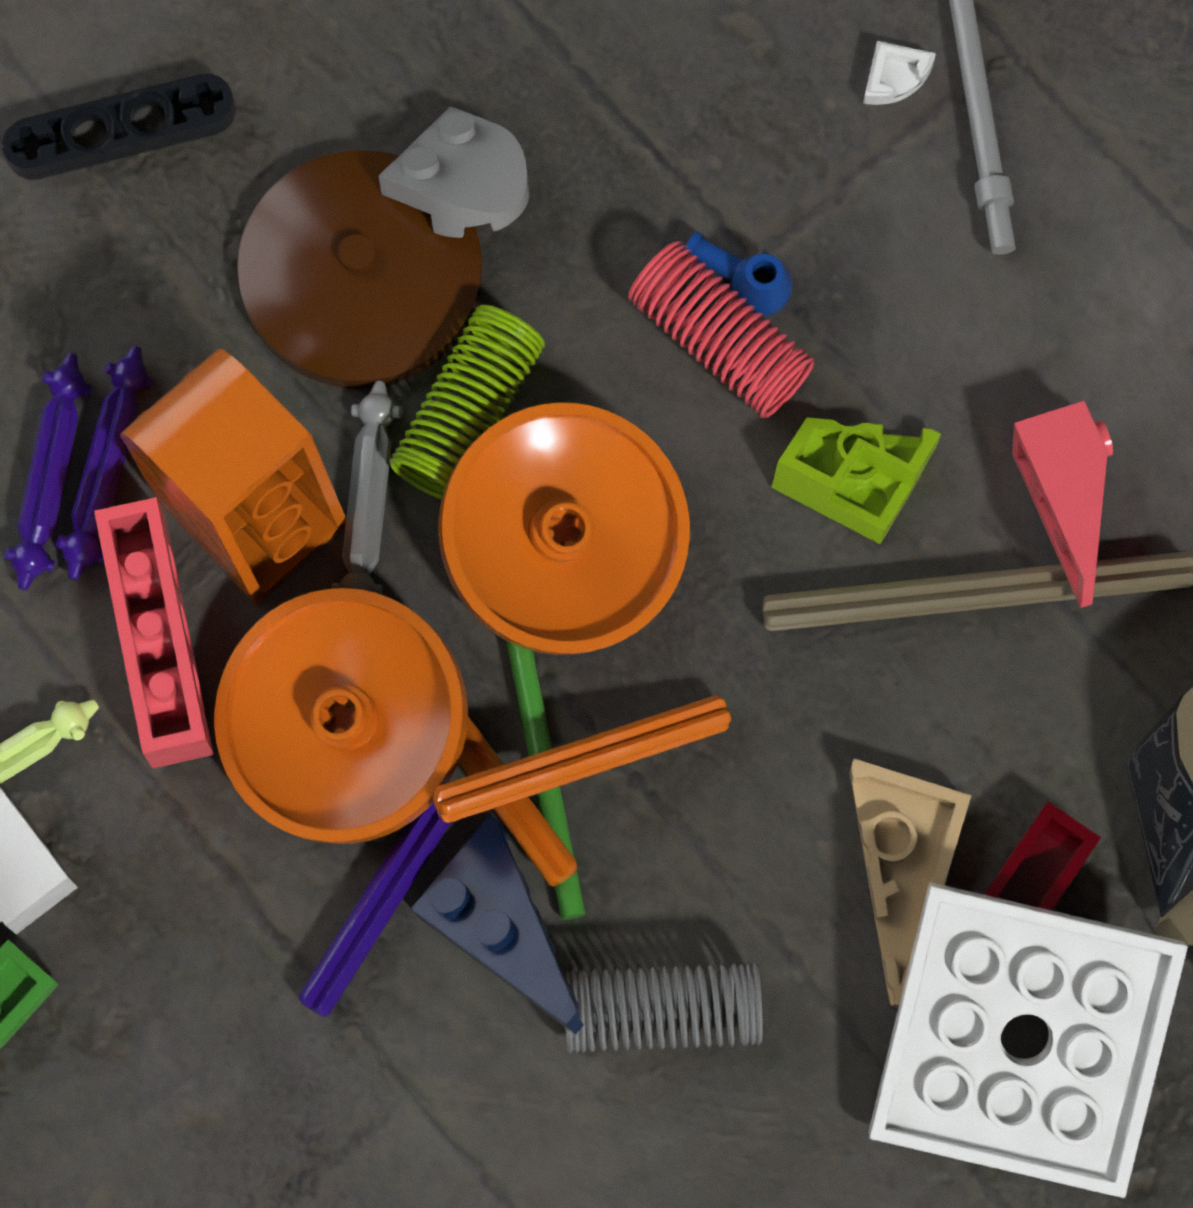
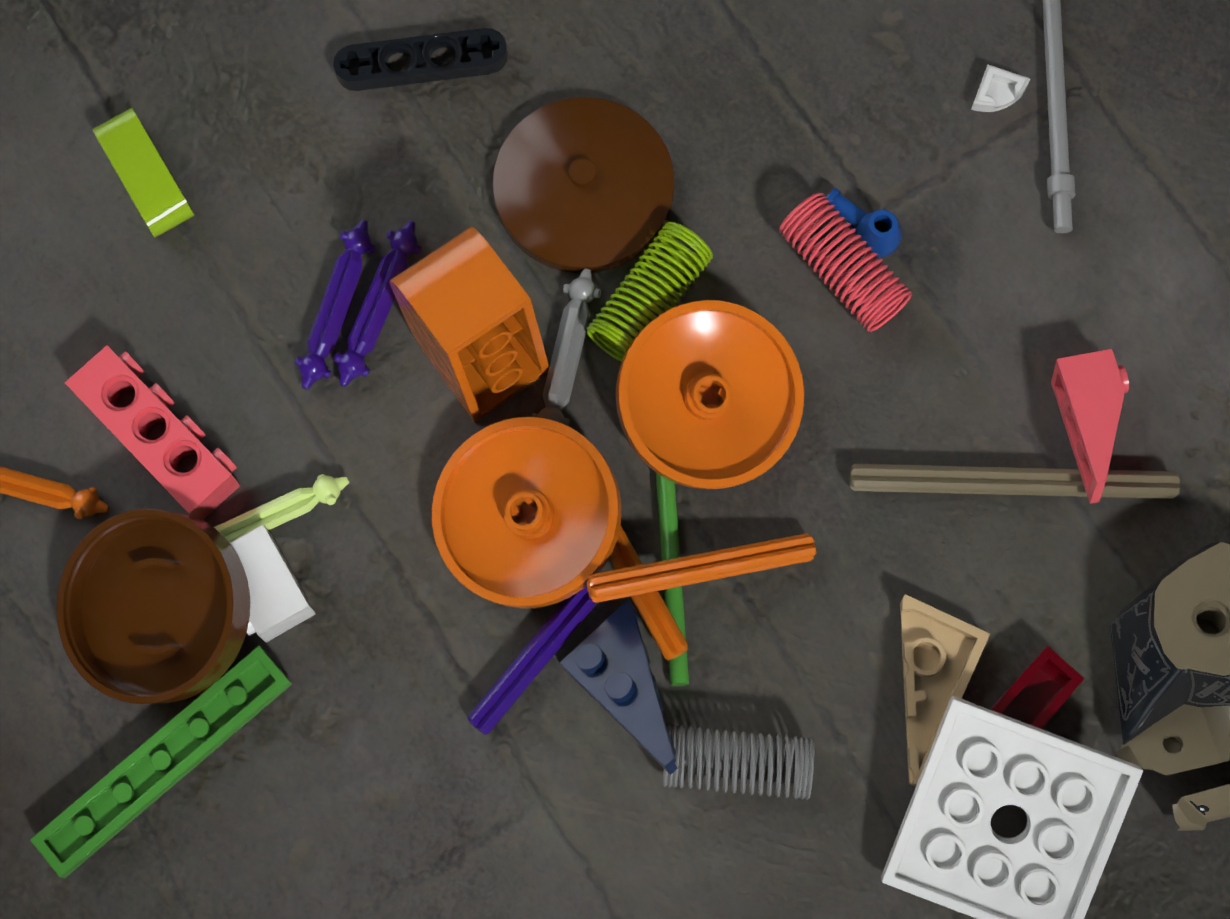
camera: 10 degrees right, 0 degrees up
(154, 633) = (396, 433): coral brick -> none
(461, 174) = (667, 124): light grey slope -> none
(853, 472) = (930, 380): lime slope -> none

